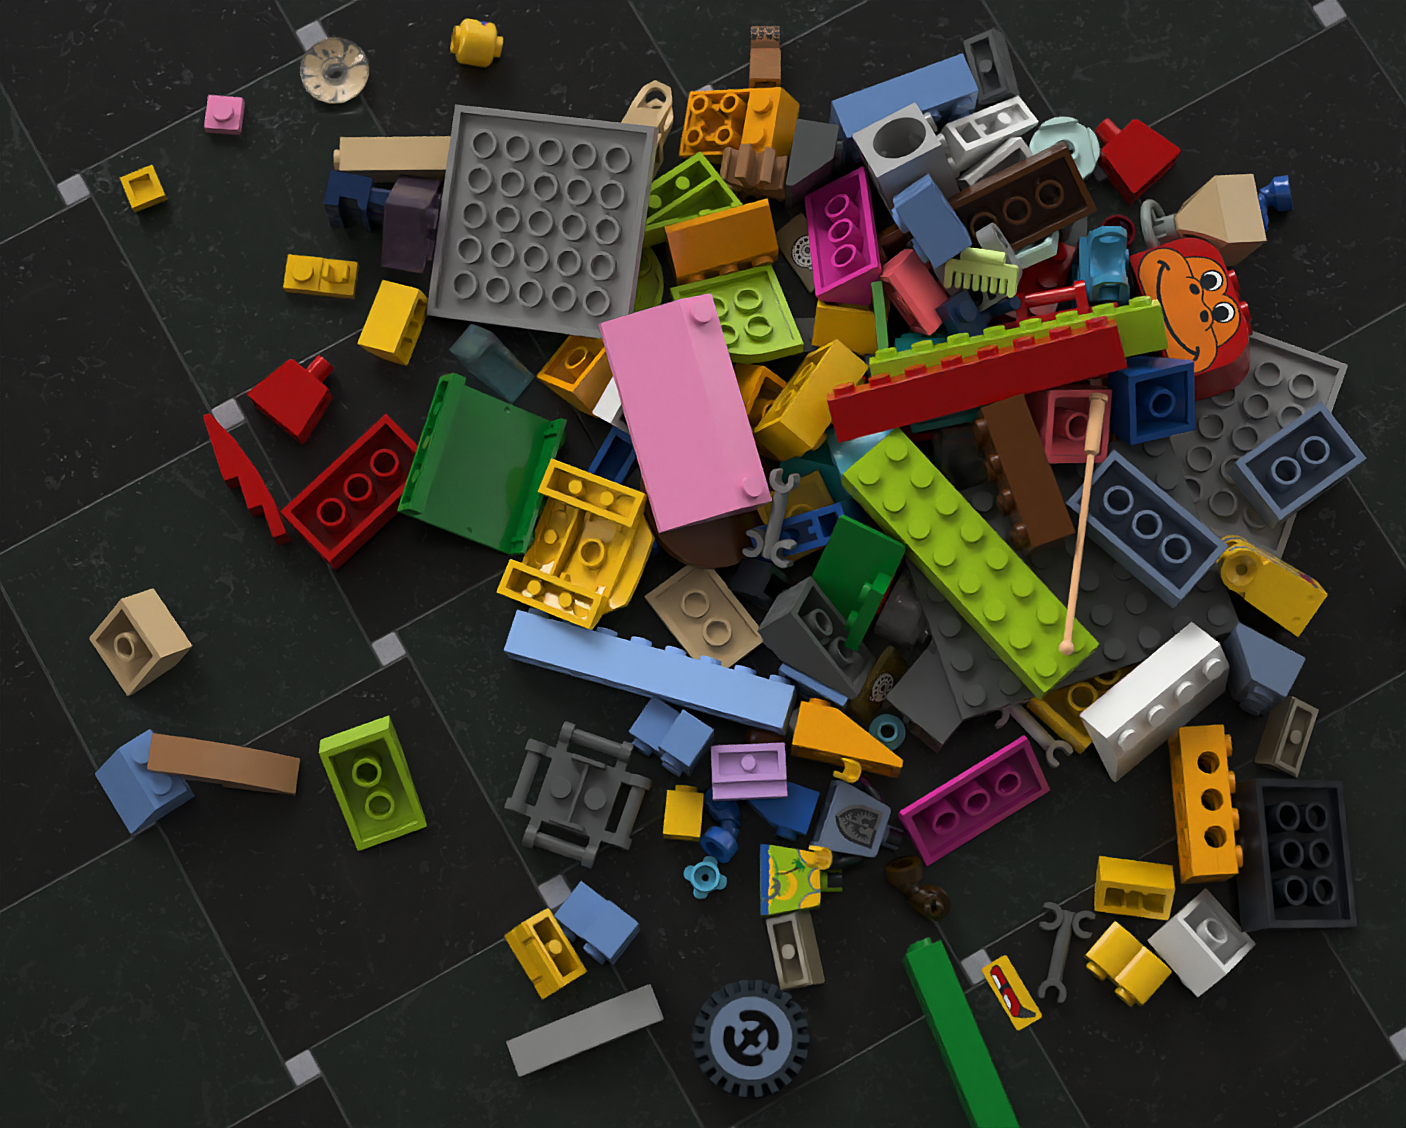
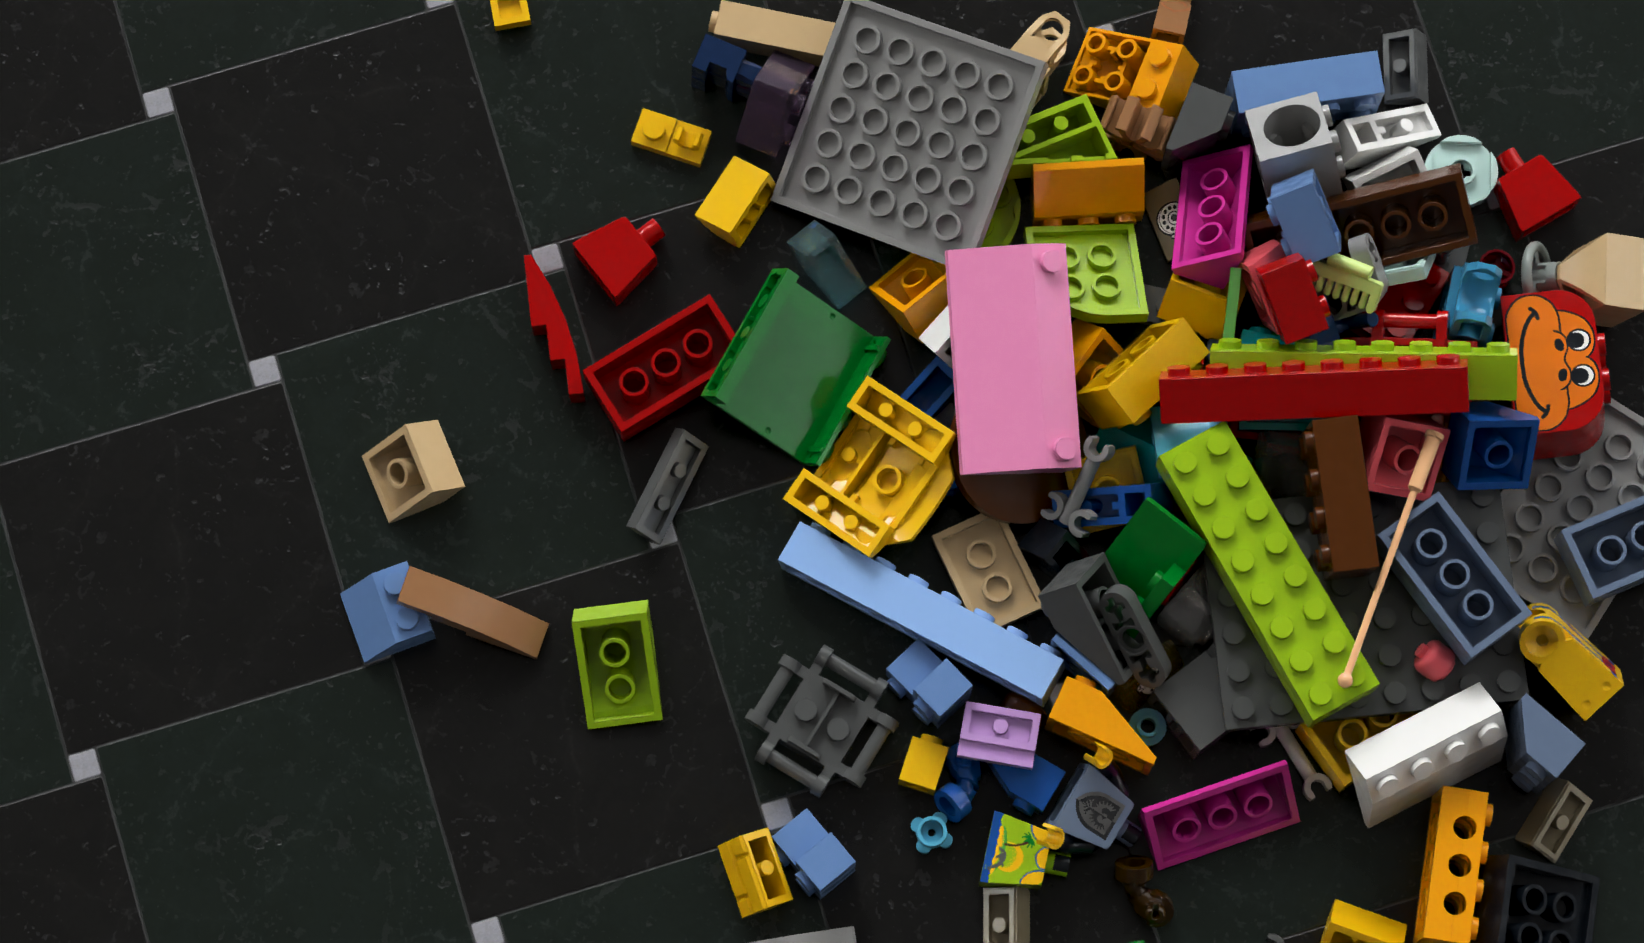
camera: 10 degrees right, 0 degrees up
(385, 603) = (667, 486): none -> dark grey plate
(856, 633) = (1136, 619): none -> dark grey beam
(937, 297) = (1293, 298): none -> red brick
(1144, 610) = (1434, 660): none -> coral piece

